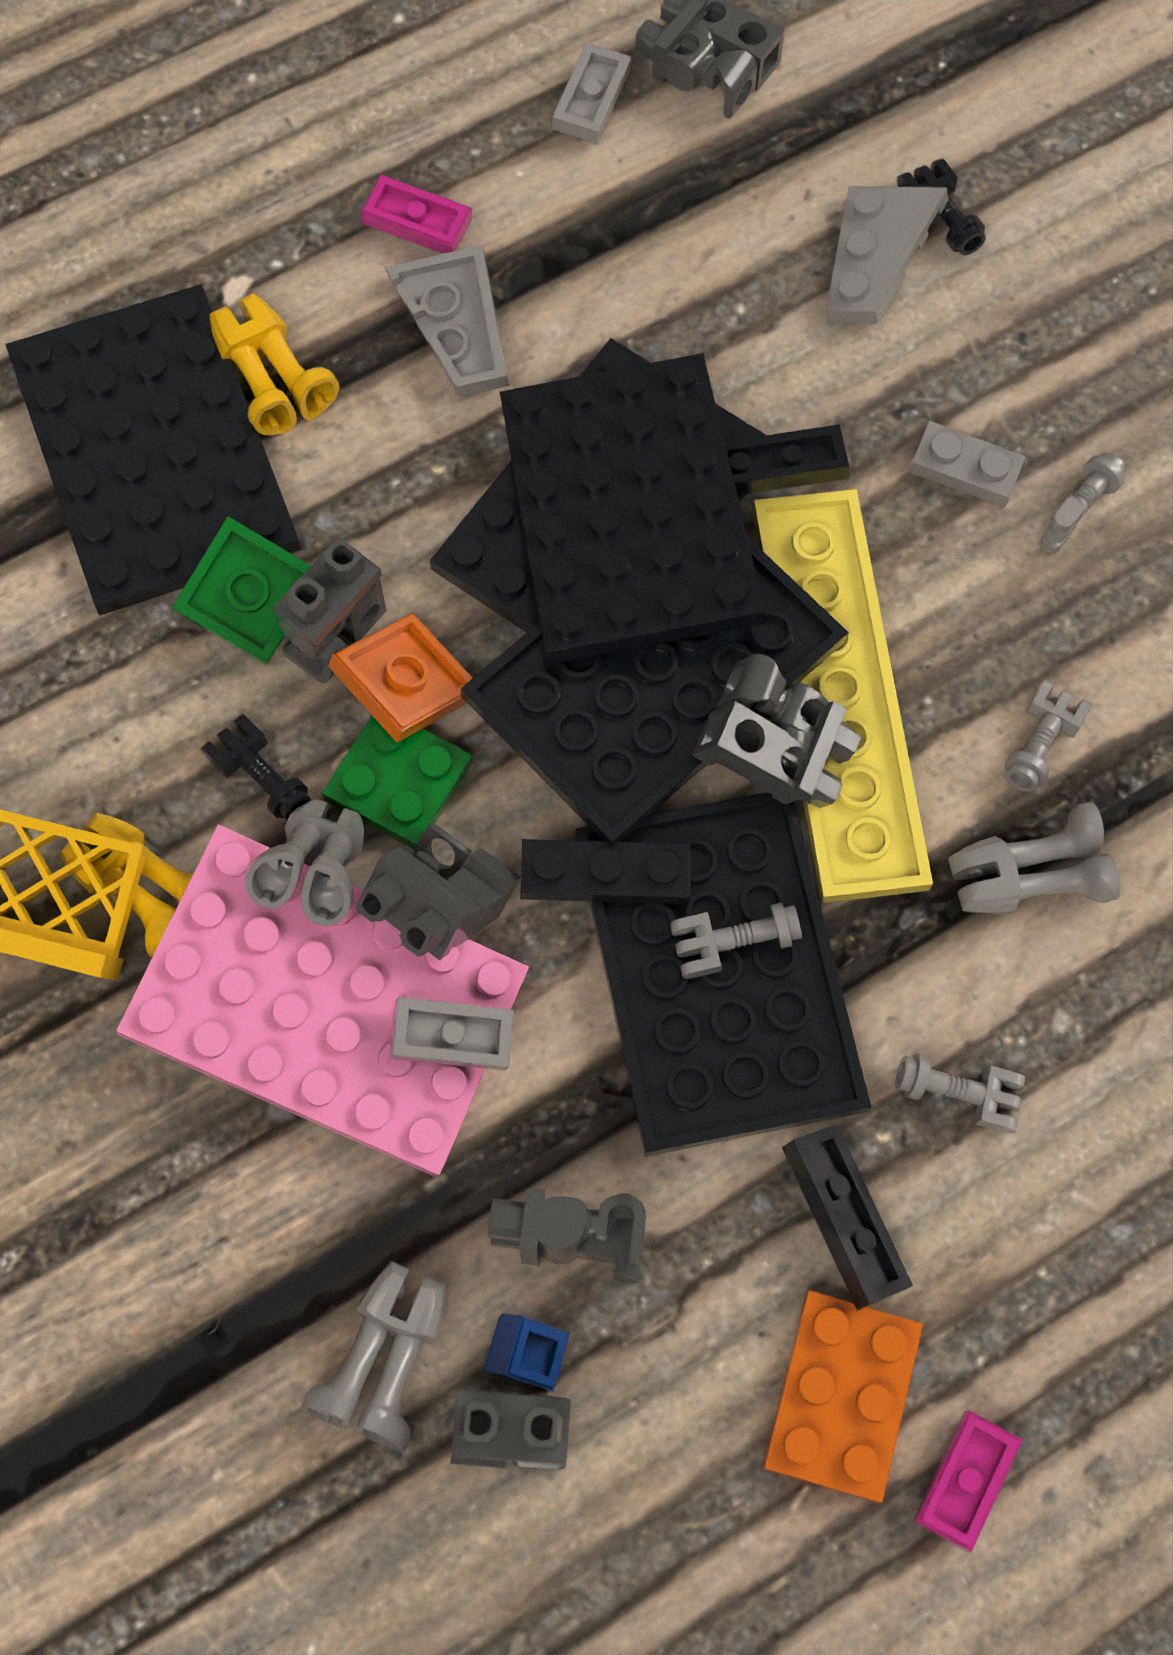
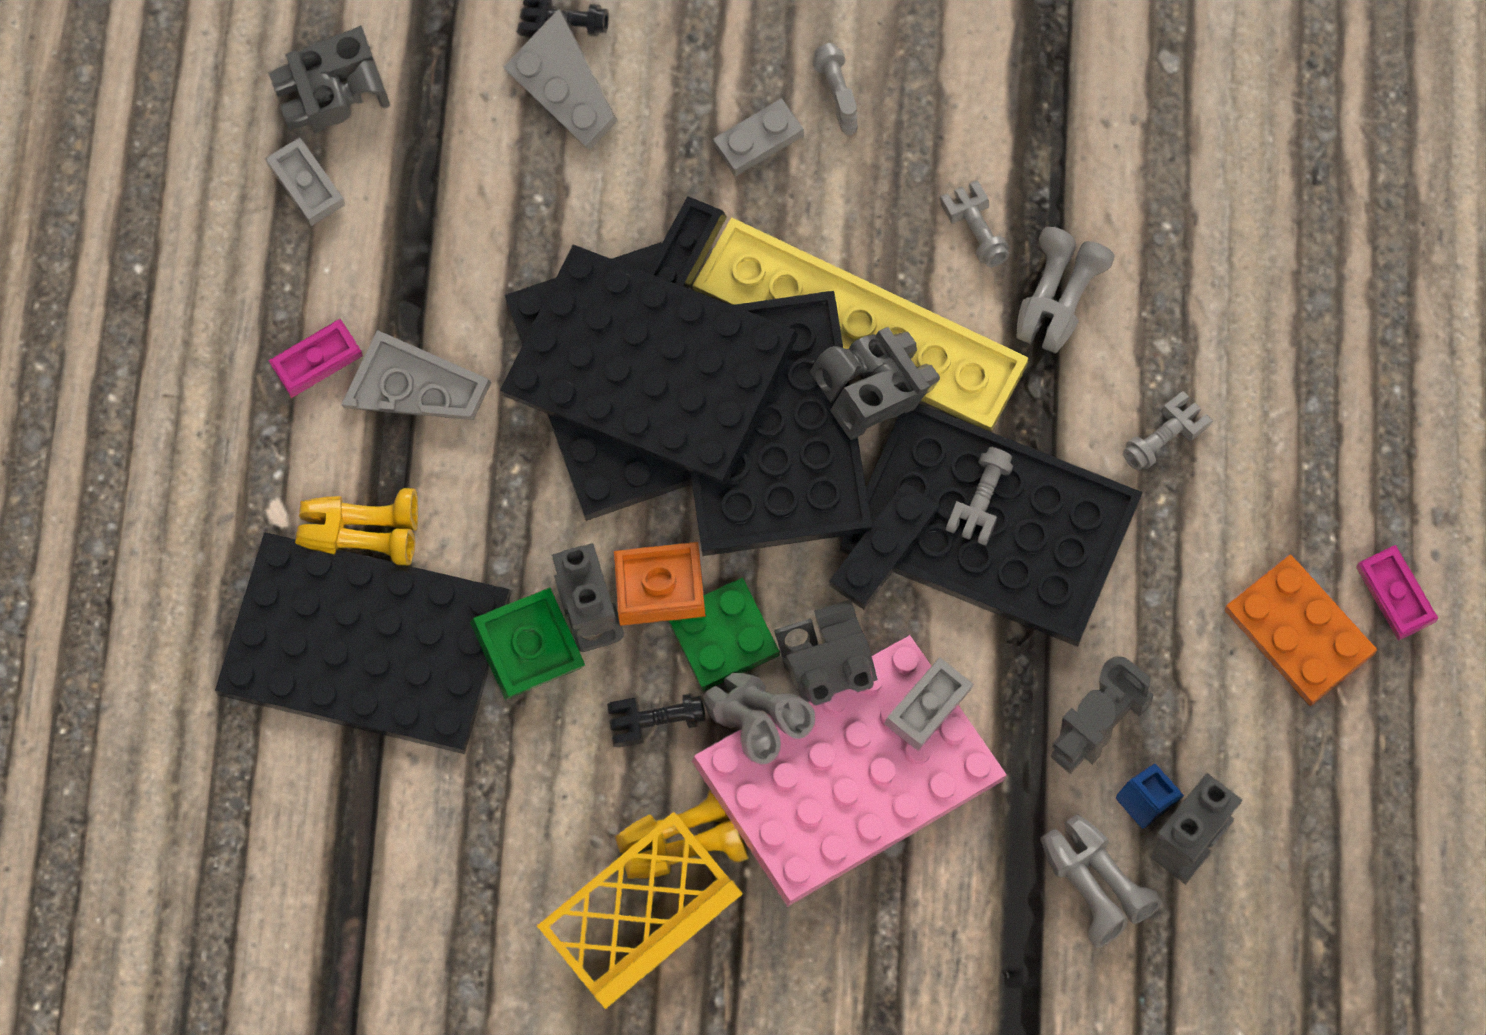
camera: 45 degrees left, 0 degrees up
(847, 1217) = (1198, 552): black plate -> none

